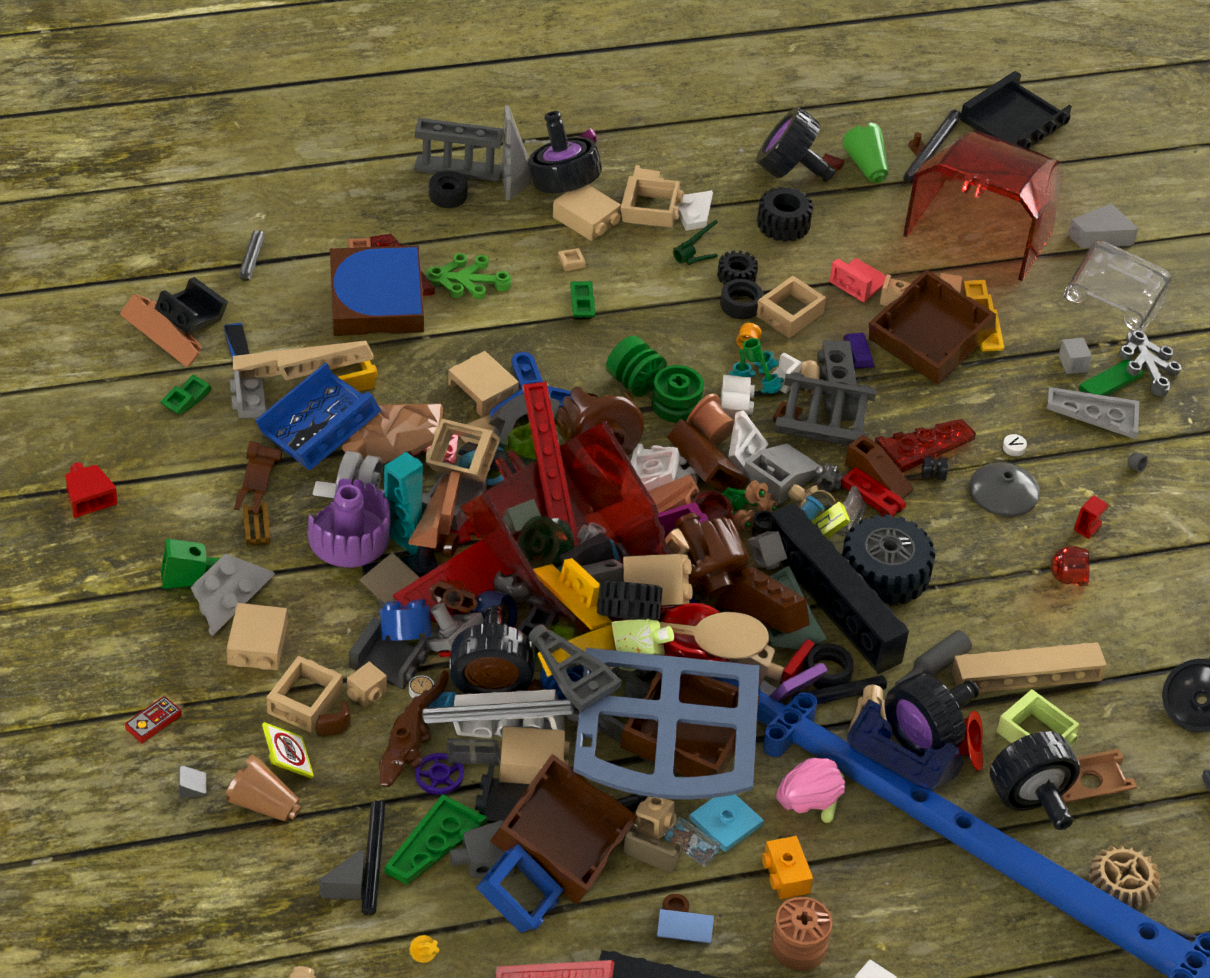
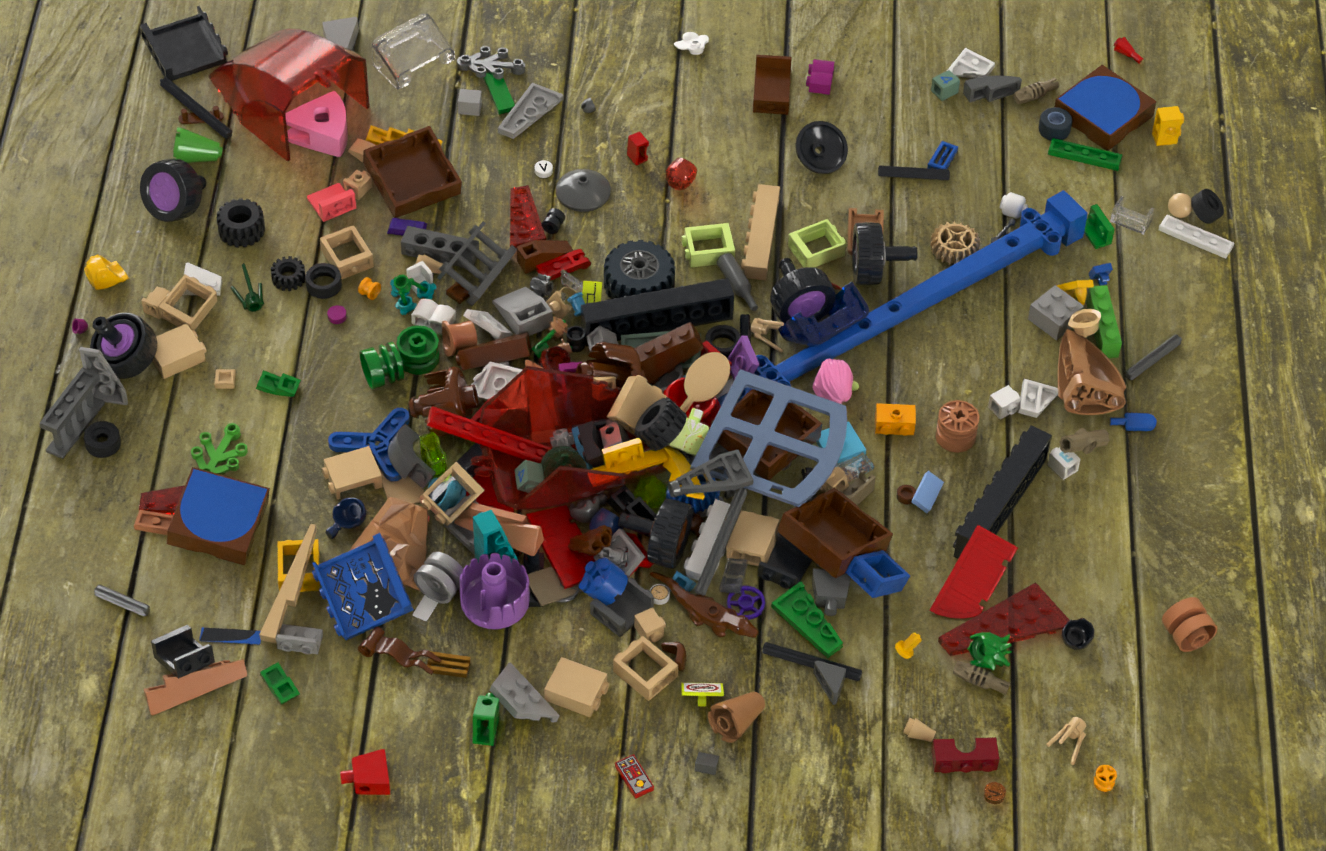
camera: 70 degrees left, 5 degrees up
(420, 389) = (347, 514): none -> dark blue hair
(665, 133) = (103, 273): none -> yellow helmet
(702, 322) = (336, 314): none -> magenta tile
(963, 252) = (320, 125): none -> bright pink piece
(985, 639) = (706, 232): none -> yellowish green window

